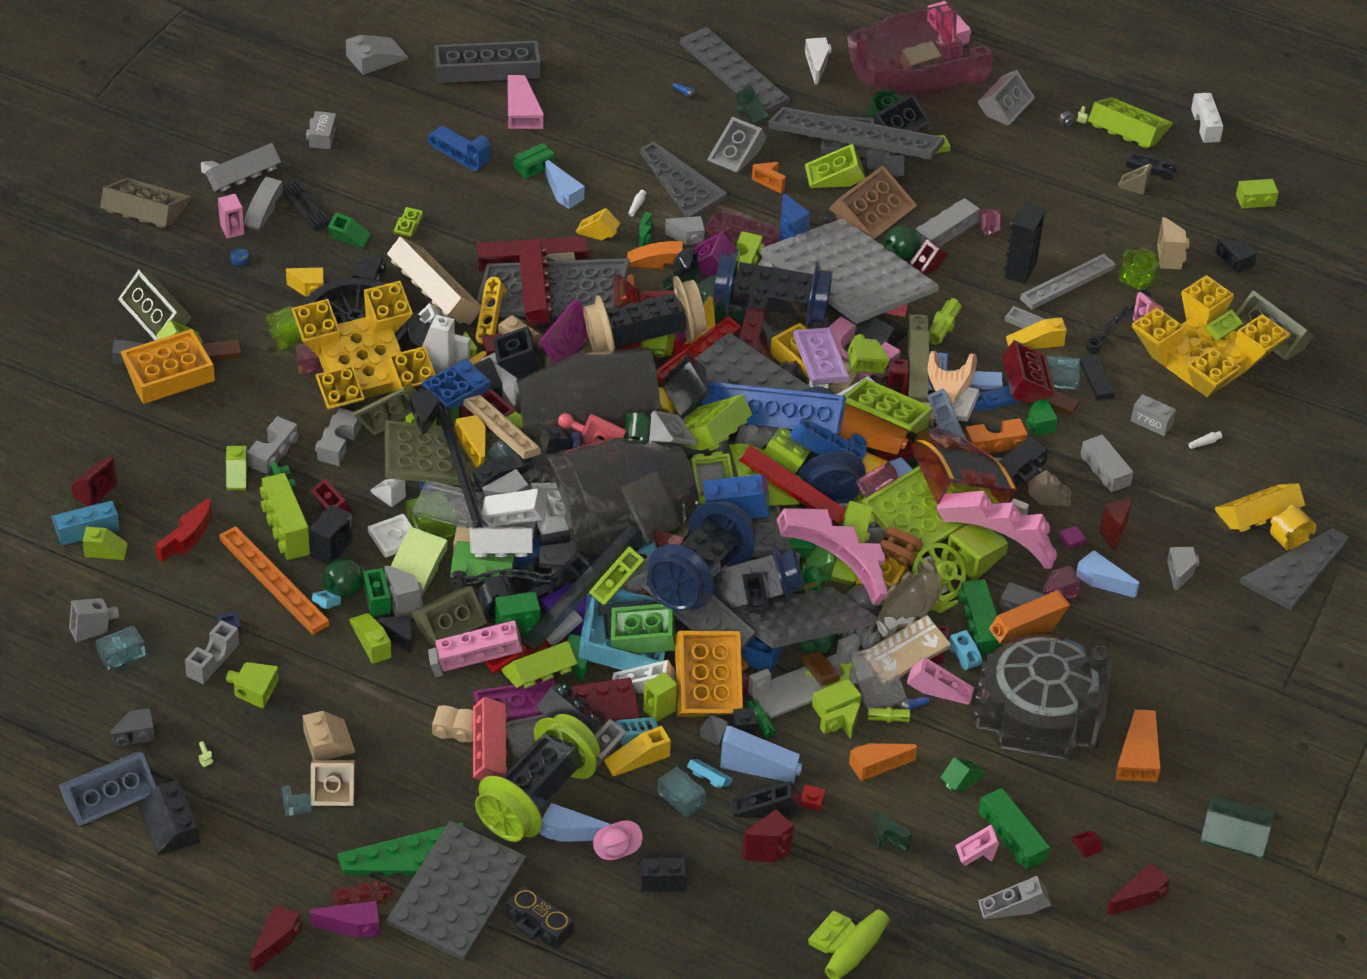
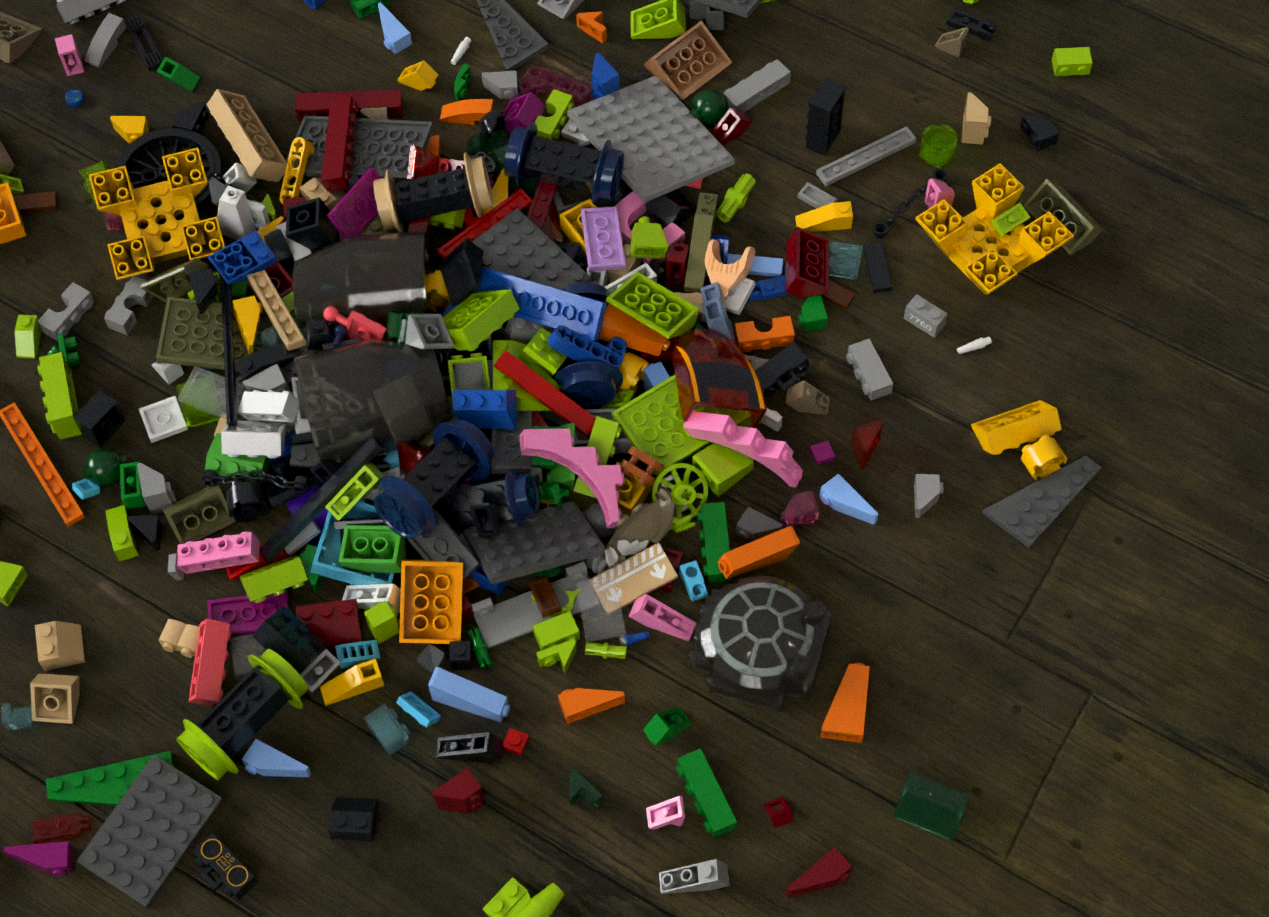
camera: 10 degrees right, 15 degrees up
(327, 495) = (108, 379): dark red brick -> none
(408, 222) = (240, 65): lime slope -> none
(420, 555) = (178, 451): yellowish green slope -> none
(519, 607) = (260, 518): green brick -> none
(617, 840) = (316, 782): bright pink piece -> none
(877, 479) = (631, 388): clear pink slope -> none
(989, 221) = (799, 84): clear pink slope -> none

